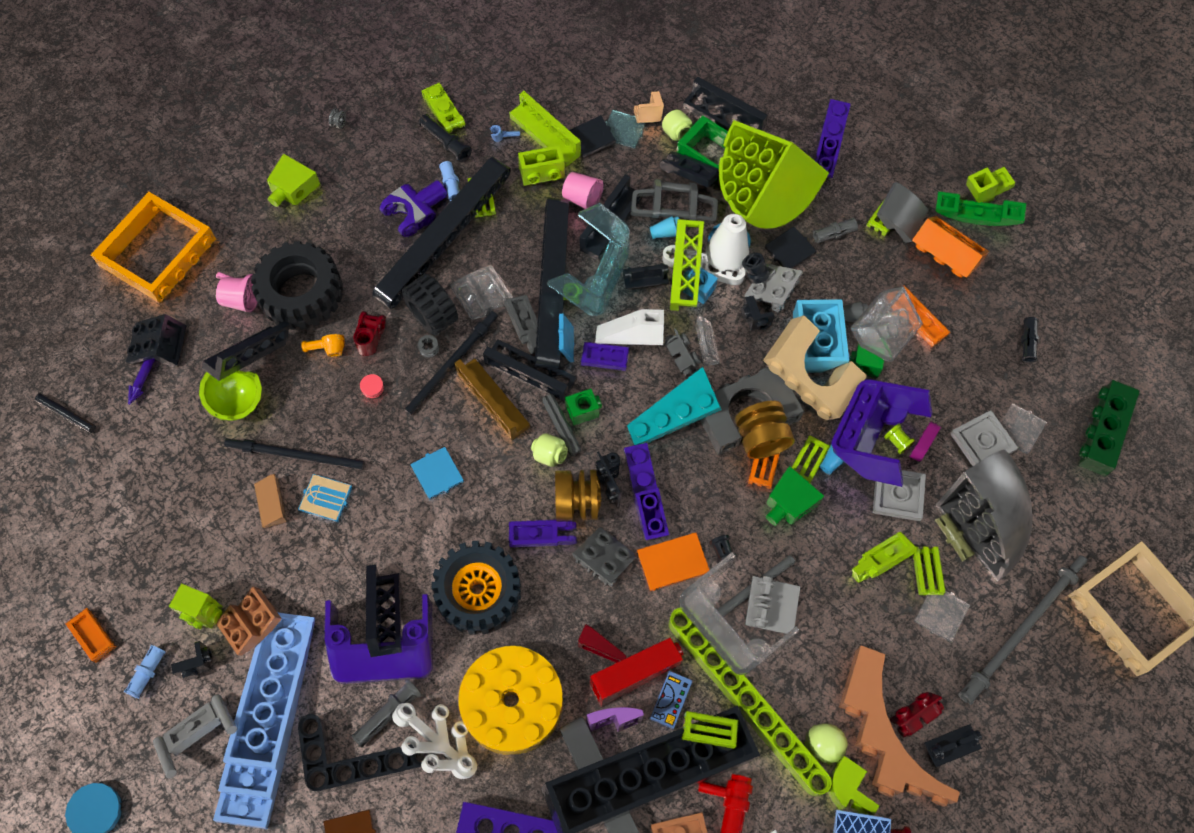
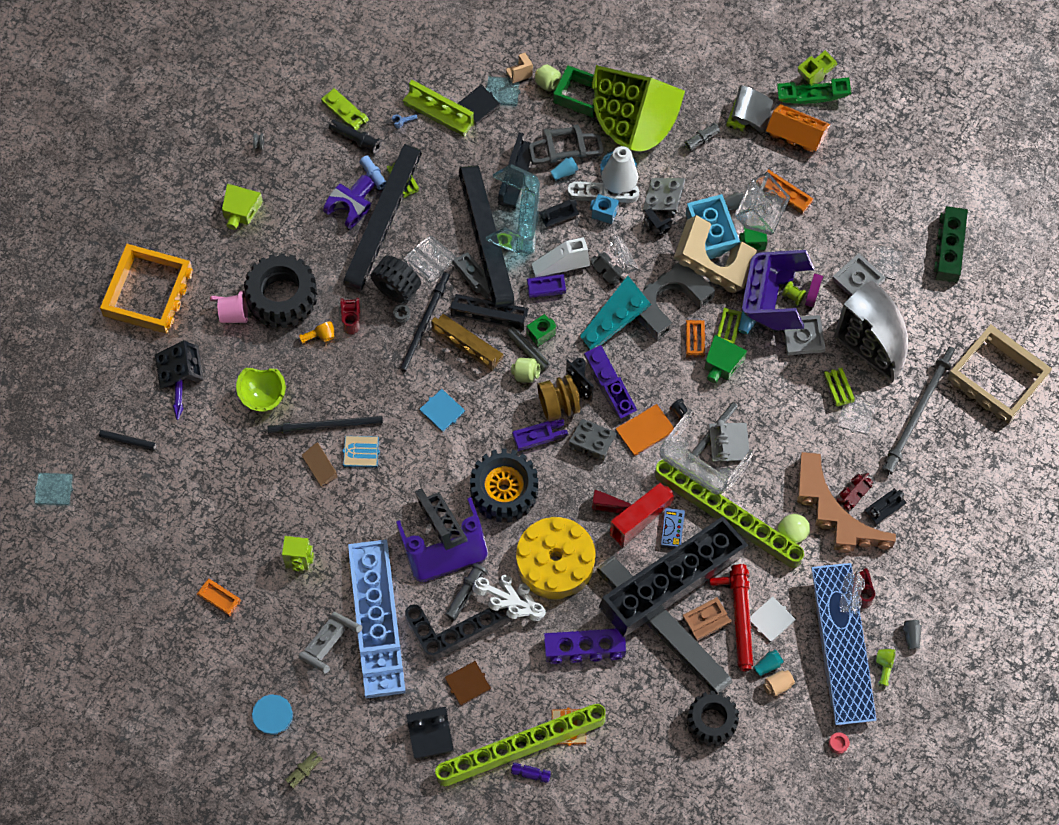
camera: 15 degrees left, 0 degrees up
(144, 671) = (272, 611): light blue pin -> none
(192, 667) = (307, 598): black bracket -> none
(247, 351) = (262, 352): black fence -> none
(249, 621) = (338, 554): nougat slope -> none
(371, 386) = (367, 356): coral tile -> none
(541, 165) = (446, 140): lime brick -> none
(566, 337) = (512, 279): dark azure piece -> none
(582, 189) = (486, 153): bright pink hat -> none
(622, 717) = (639, 547): medium lavender slope -> none
(678, 265) = (583, 195): lime fence -> none
(690, 168) = (569, 113): black hinge -> none
(711, 730) = (711, 539): lime tile -> none
(727, 105) = (602, 54): black fence -> none
(756, 268) = (646, 184): black wheel -> none
(764, 429) = (688, 311): pearl gold wheel -> none
(790, 248) = (669, 161): black piece -> none
(832, 135) = (678, 57): dark purple slope -> none
(845, 780) = (814, 552): lime brick -> none
(883, 557) = (803, 385): lime hinge -> none
(954, 537) = (853, 357): olive pin -> none
(1030, 339) = (877, 189): black pin -> none

